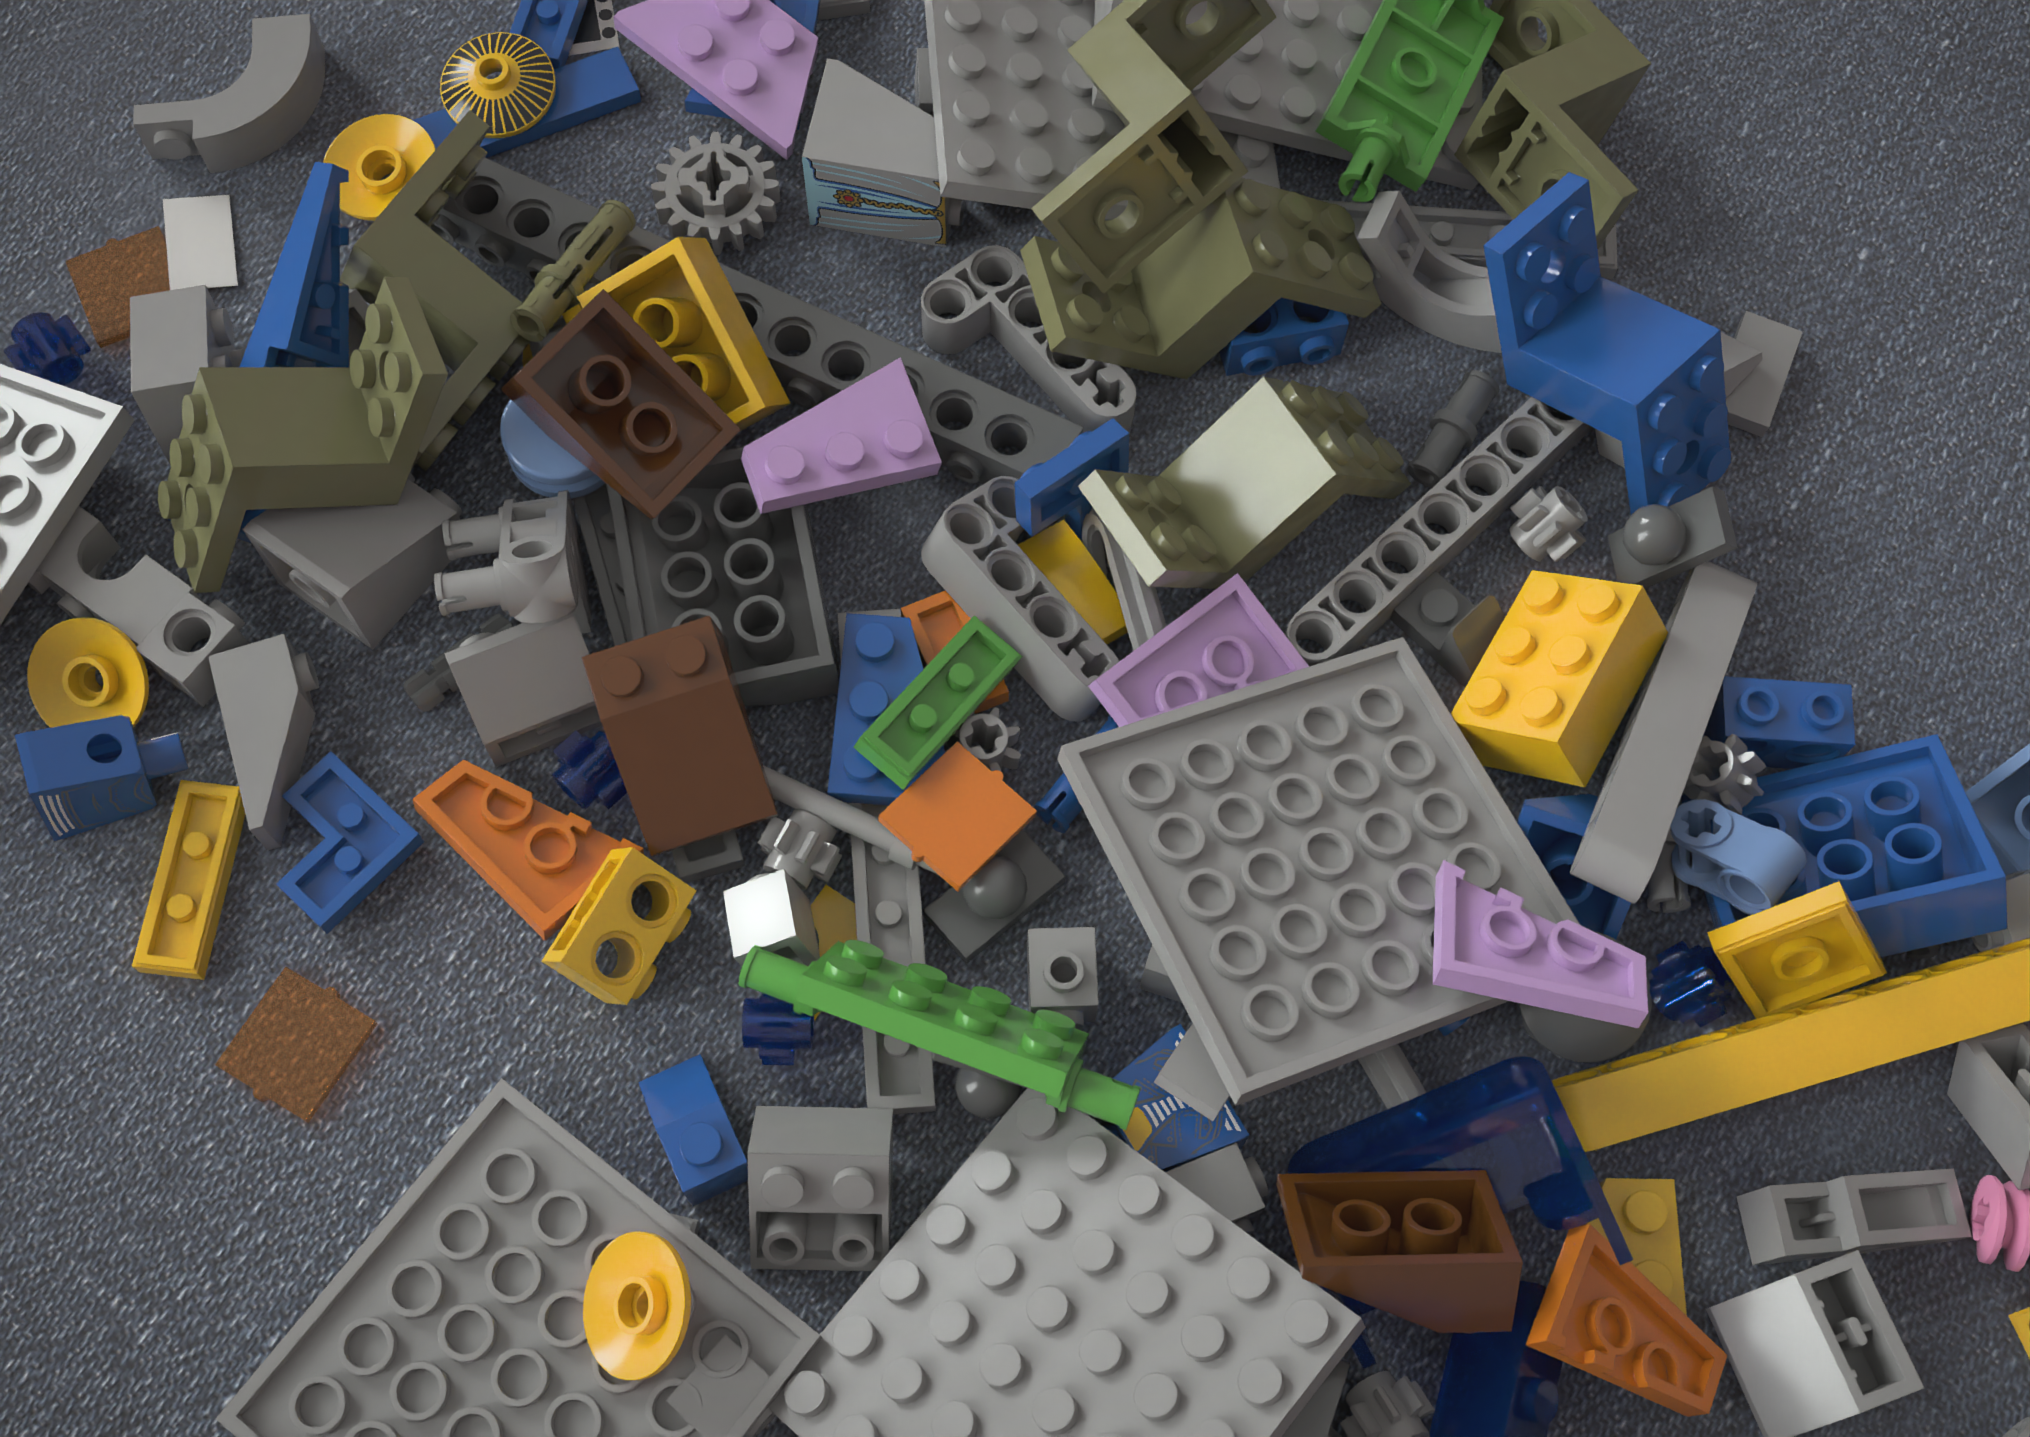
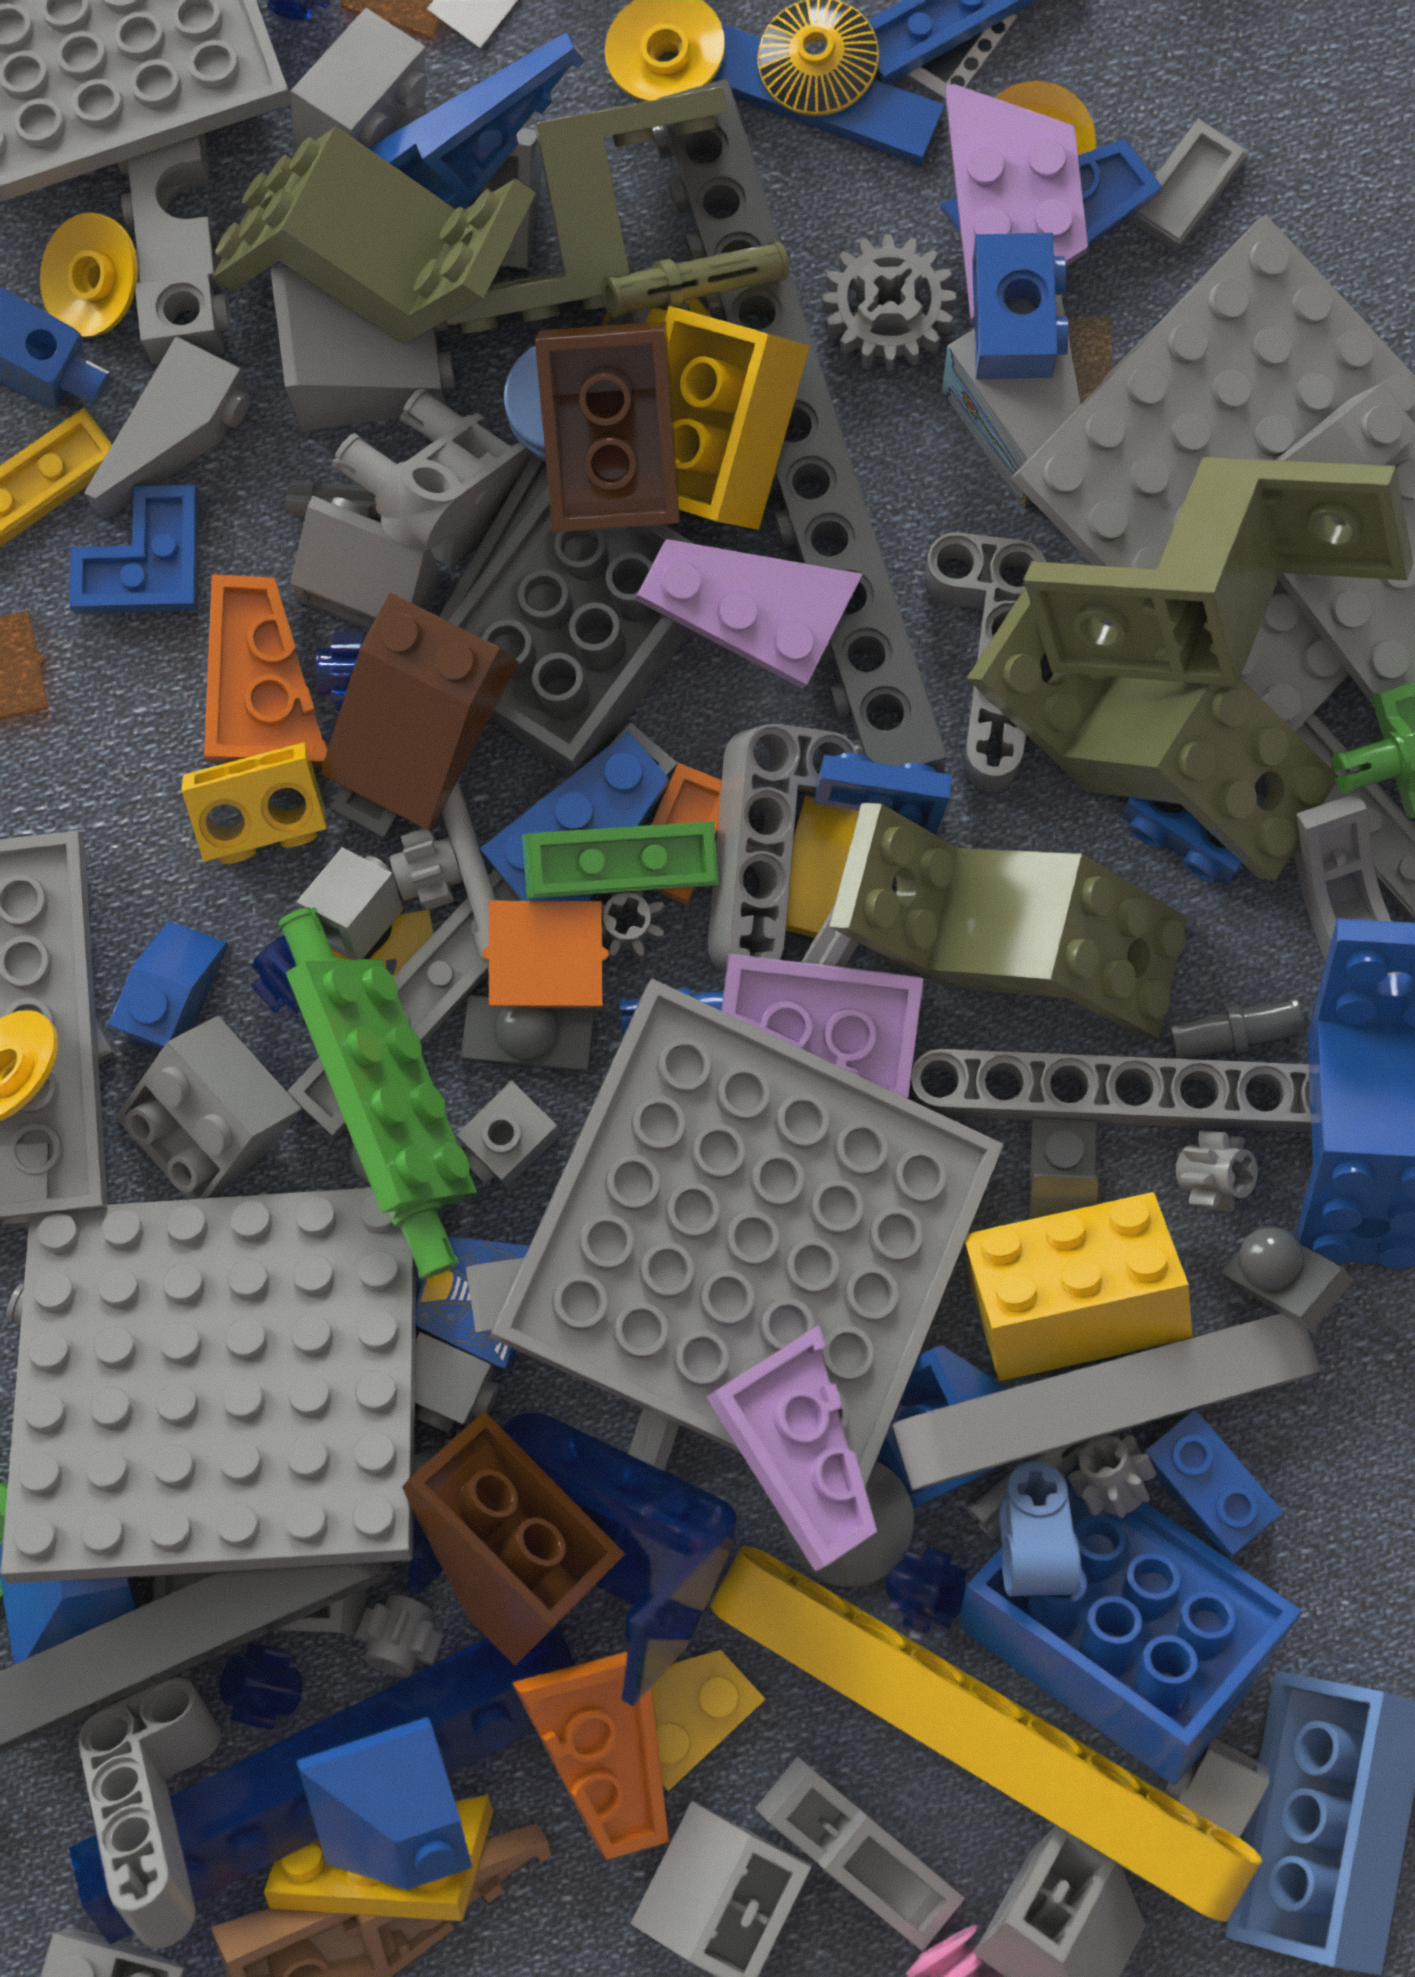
camera: 55 degrees right, 10 degrees up
(825, 84) = (1009, 342): none -> blue brick
(1797, 951) = (1007, 1644): yellow tile -> none

